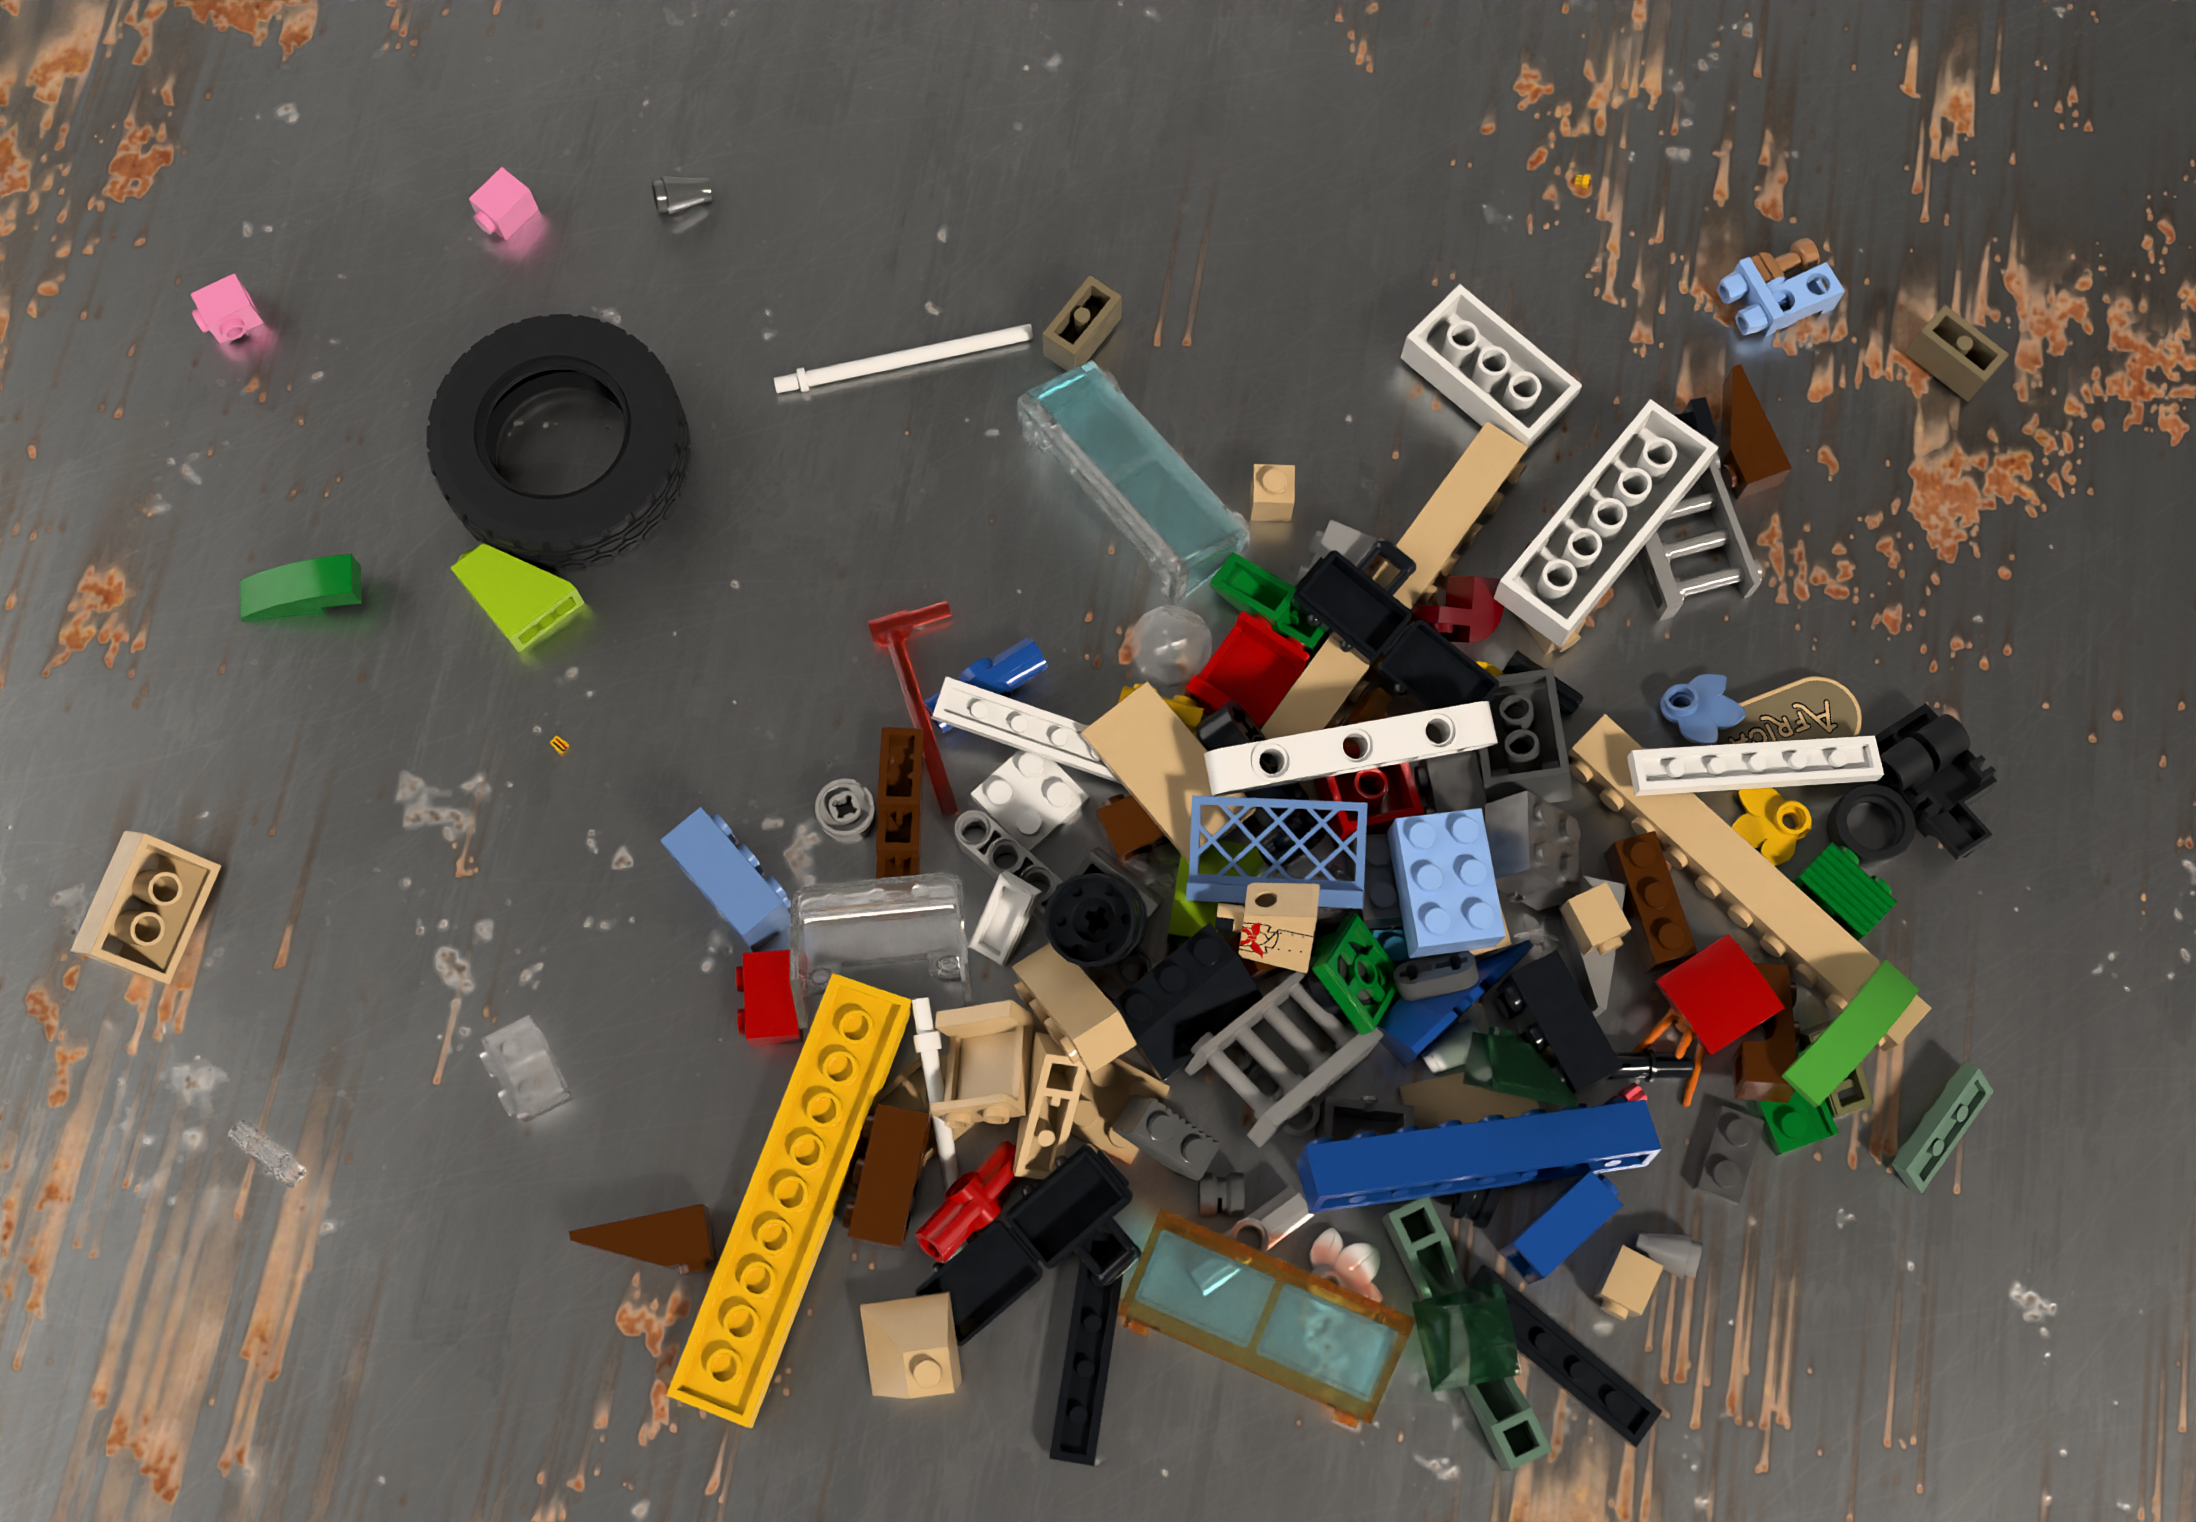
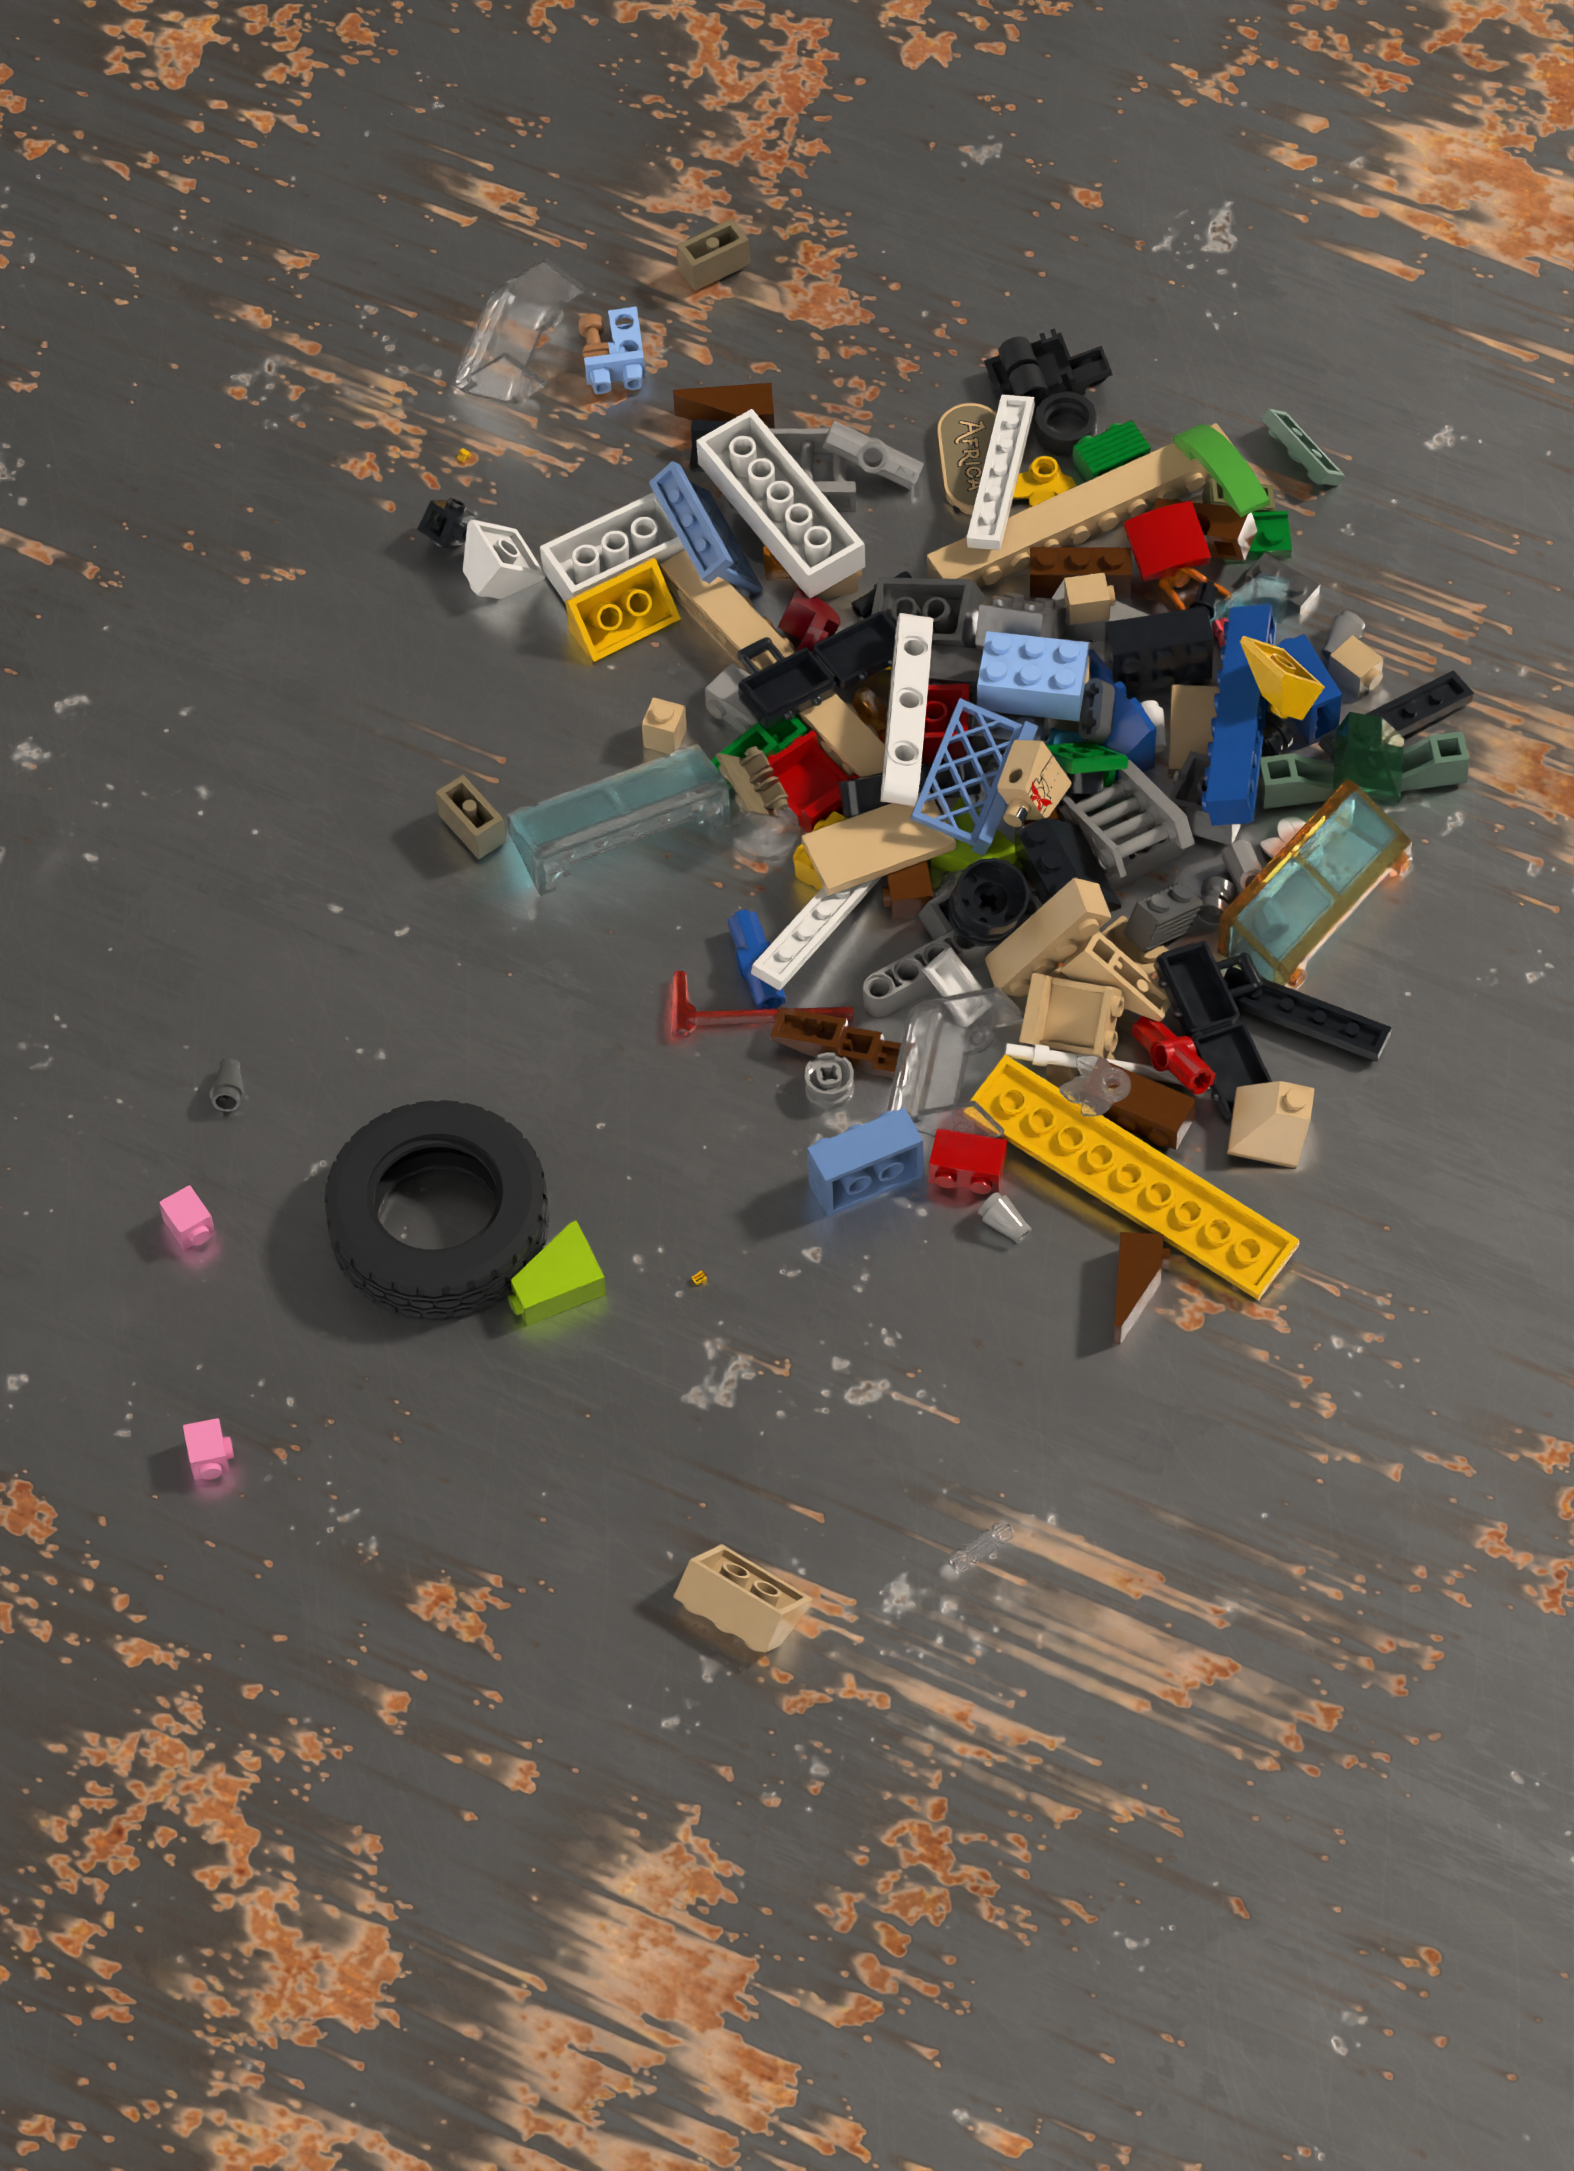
camera: 70 degrees left, 15 degrees down
(301, 588) = (496, 1435): green slope -> none
(525, 1069) = (971, 1343): clear brick -> none
(708, 1060) = (1003, 1216): none -> light grey cone
(806, 379) = (436, 1033): white bar -> none
(878, 1115) = (1093, 1083): none -> clear plate
(1030, 798) = (855, 953): white plate -> none
(1199, 602) = (746, 779): none -> dark tan hinge
(1417, 402) = (621, 610): none -> yellow slope
(1444, 251) = (498, 560): none -> white slope
(1470, 184) = (446, 522): none -> black brick
(1513, 1068) = (1183, 679): clear green slope -> none
(1535, 1193) = (1281, 679): none -> yellow slope
(1538, 438) = (703, 529): none -> medium blue fence
(1685, 1129) = (1259, 591): none -> clear light blue slope
(1705, 710) = (942, 496): medium blue plate -> none
(1731, 587) = (892, 465): none -> light grey piece
(1756, 175) = (510, 330): none -> clear windscreen

